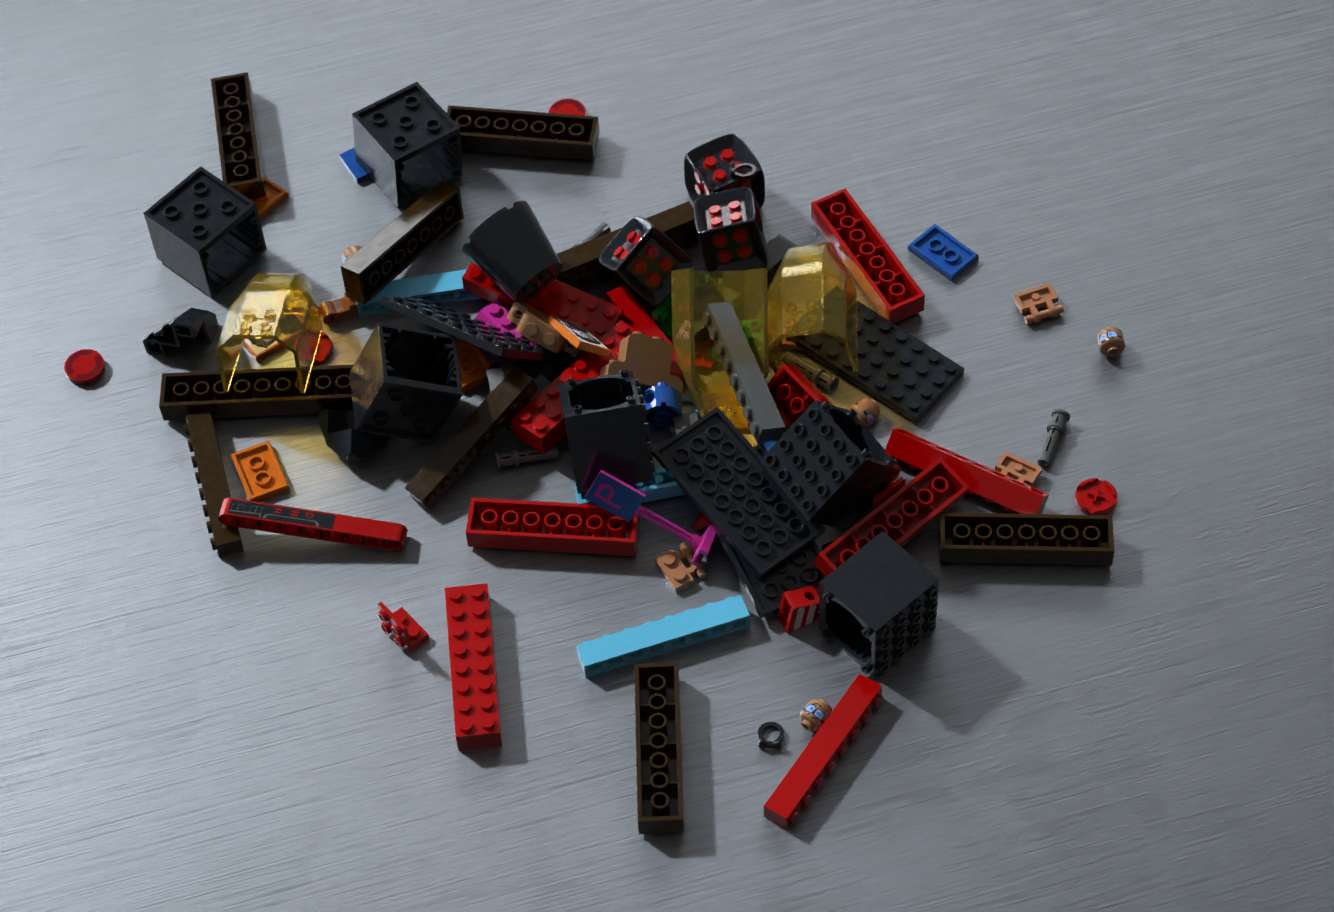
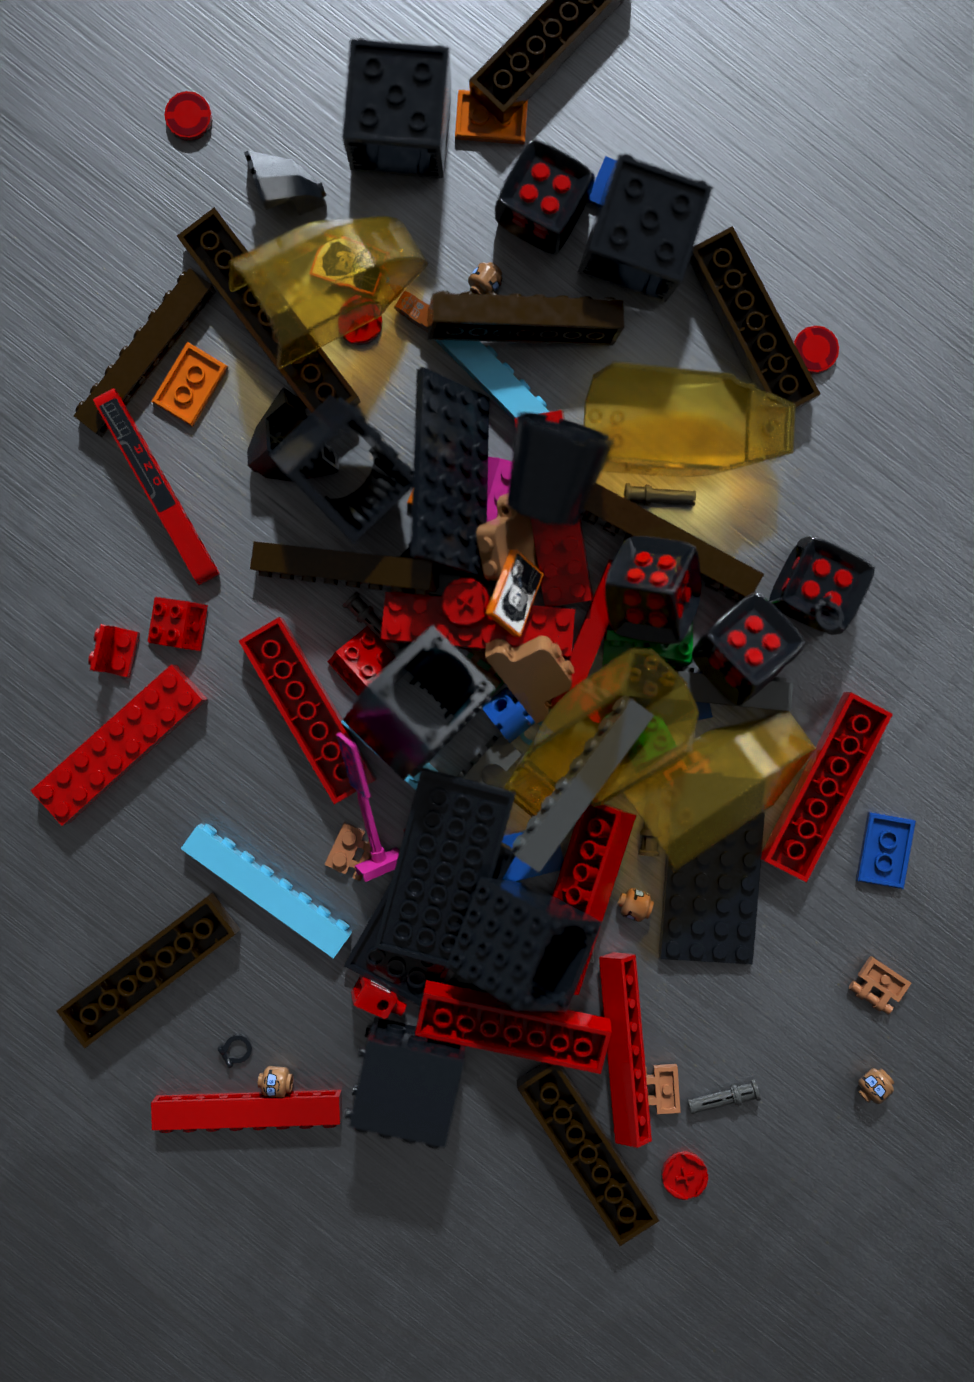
camera: 50 degrees right, 35 degrees up
(335, 189) = (544, 196): none -> black piece
(416, 577) = (177, 623): none -> red bracket
(547, 480) = (361, 660): none -> red bracket
(554, 178) = (685, 420): none -> clear yellow windscreen
(558, 370) = (465, 601): none -> red tile

